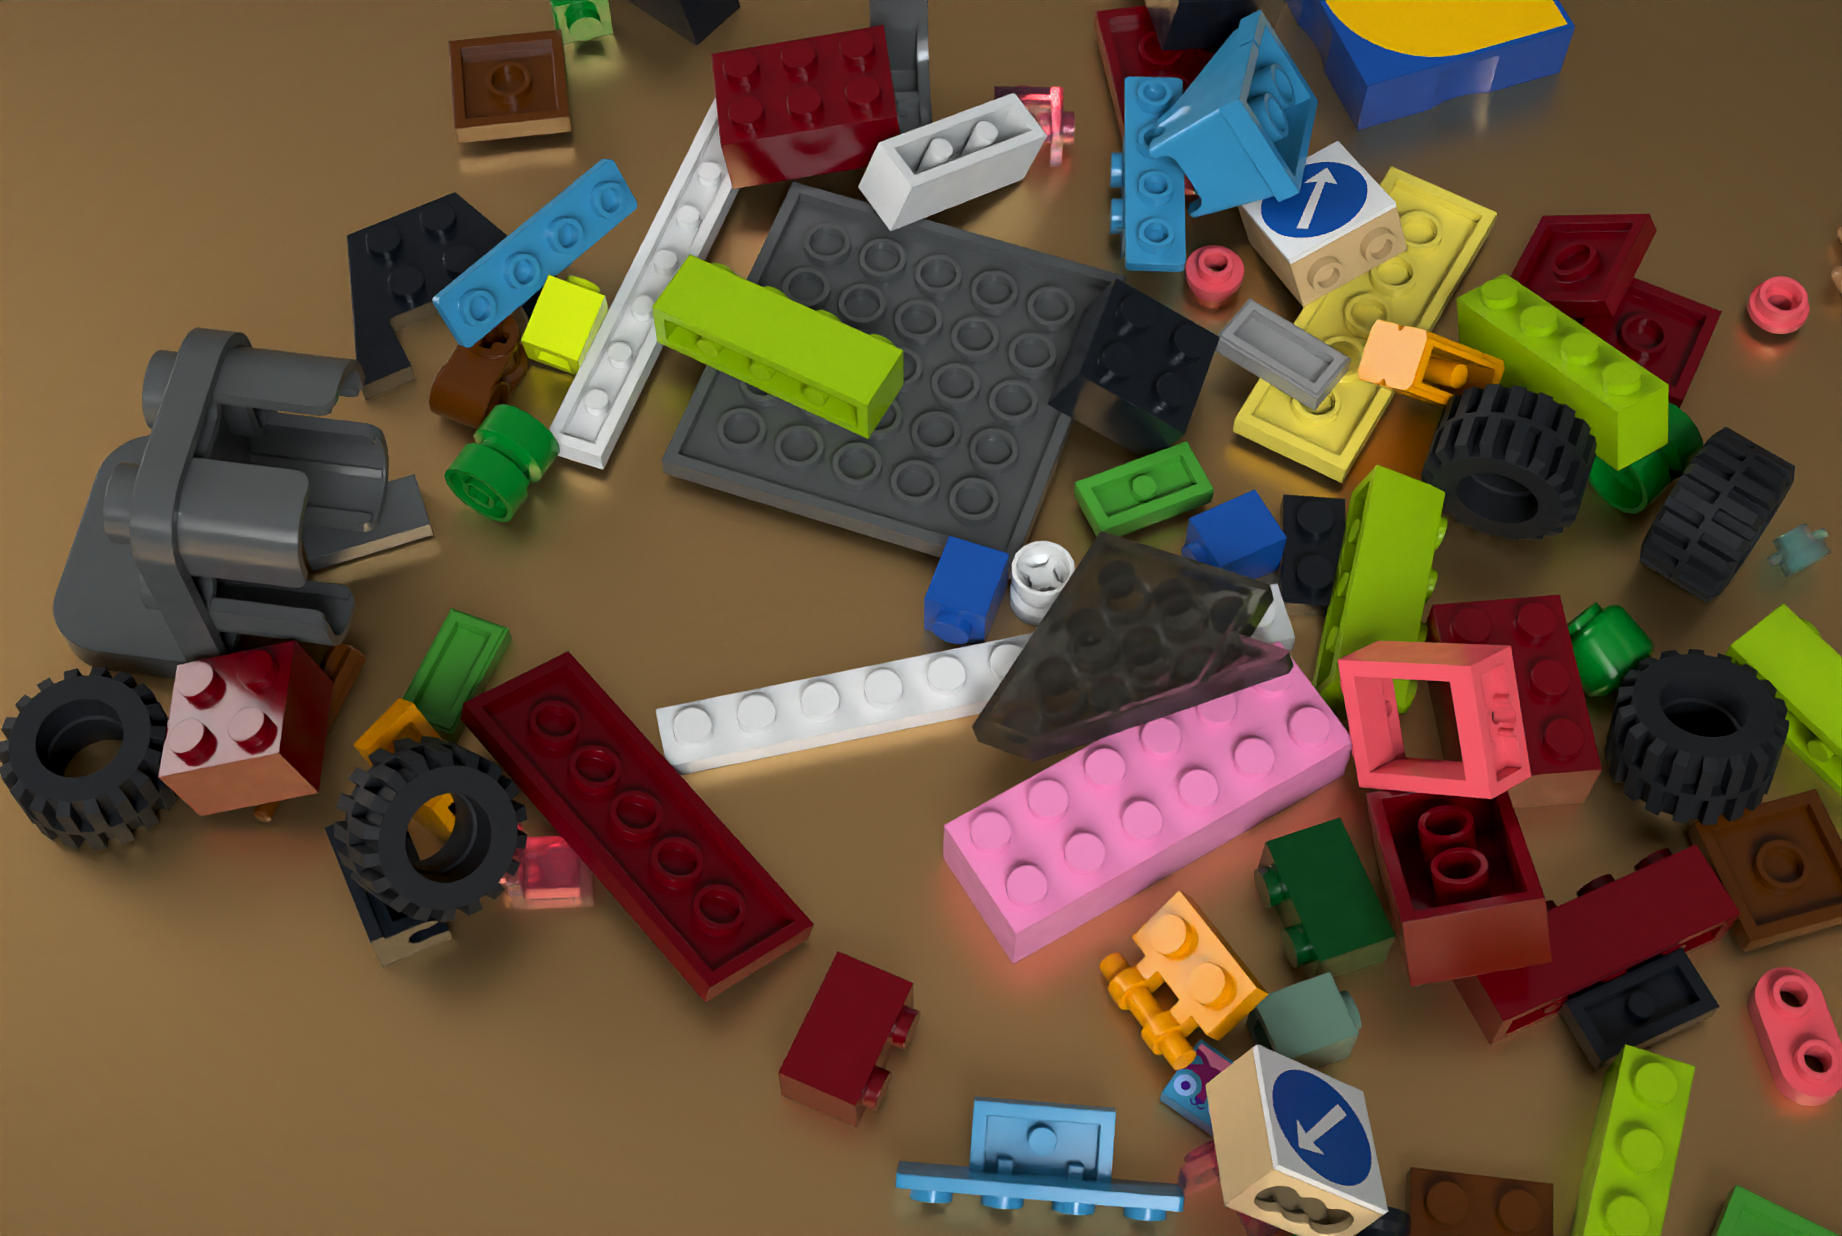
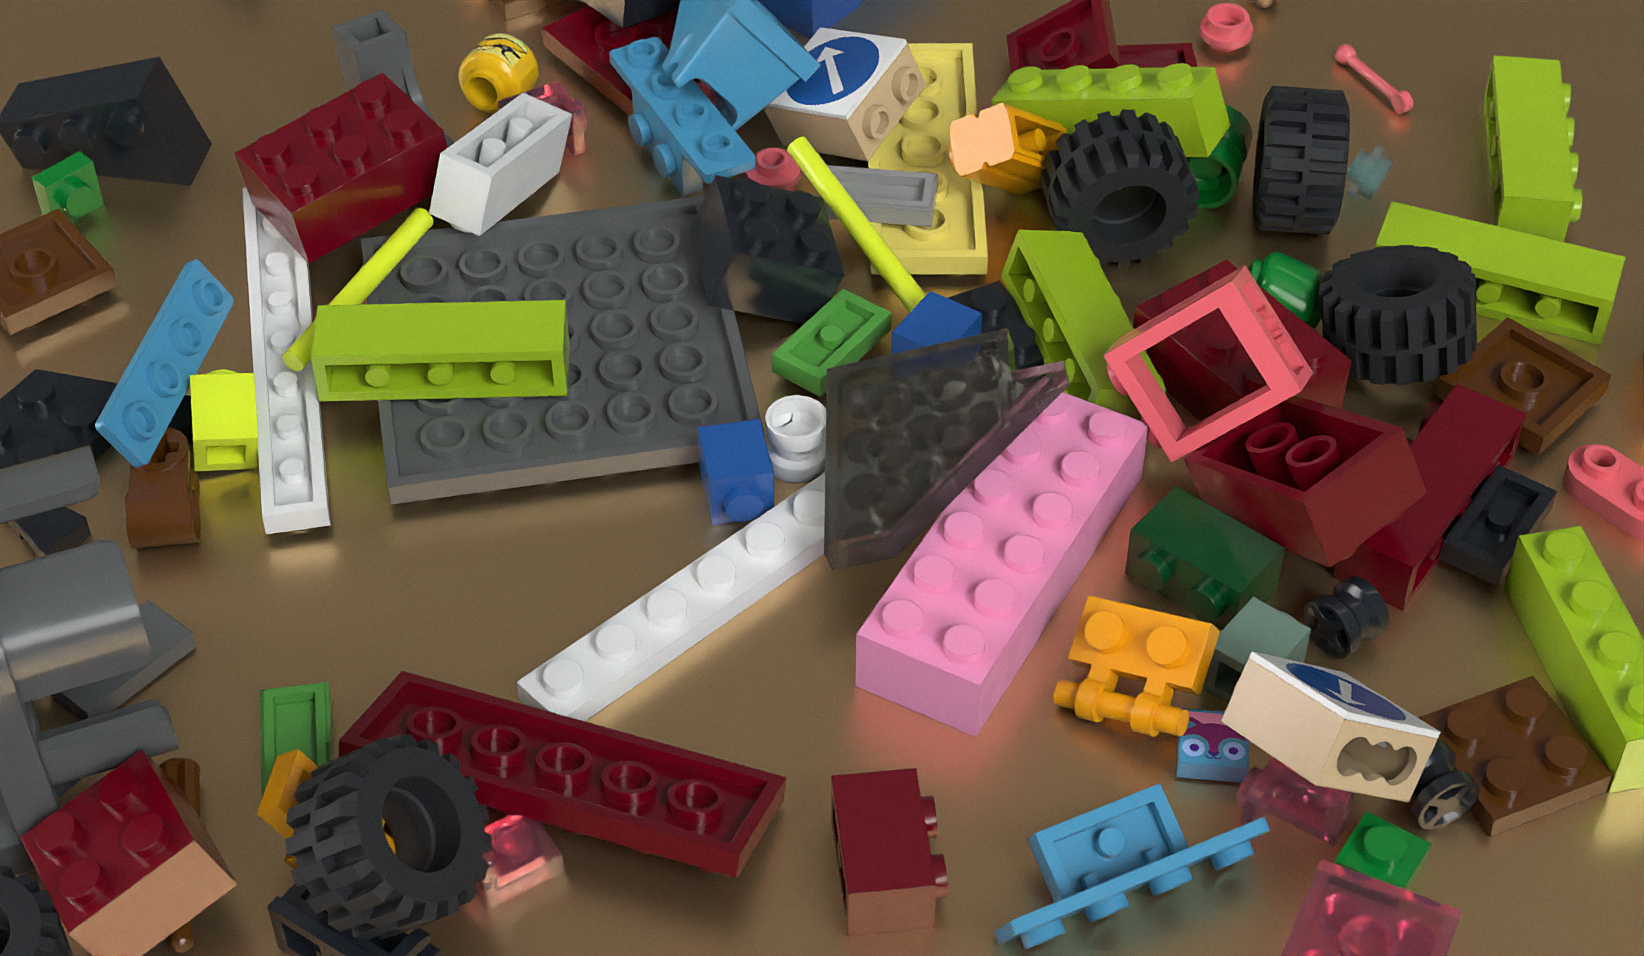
camera: 30 degrees left, 15 degrees down
(506, 457) = (234, 550): green wheel -> none
(772, 229) = (366, 279): none -> neon yellow bar
(1023, 48) = (497, 70): none -> yellow head
(1236, 381) = (856, 223): none -> neon yellow bar
(1417, 1030) = (1346, 617): none -> black wheel

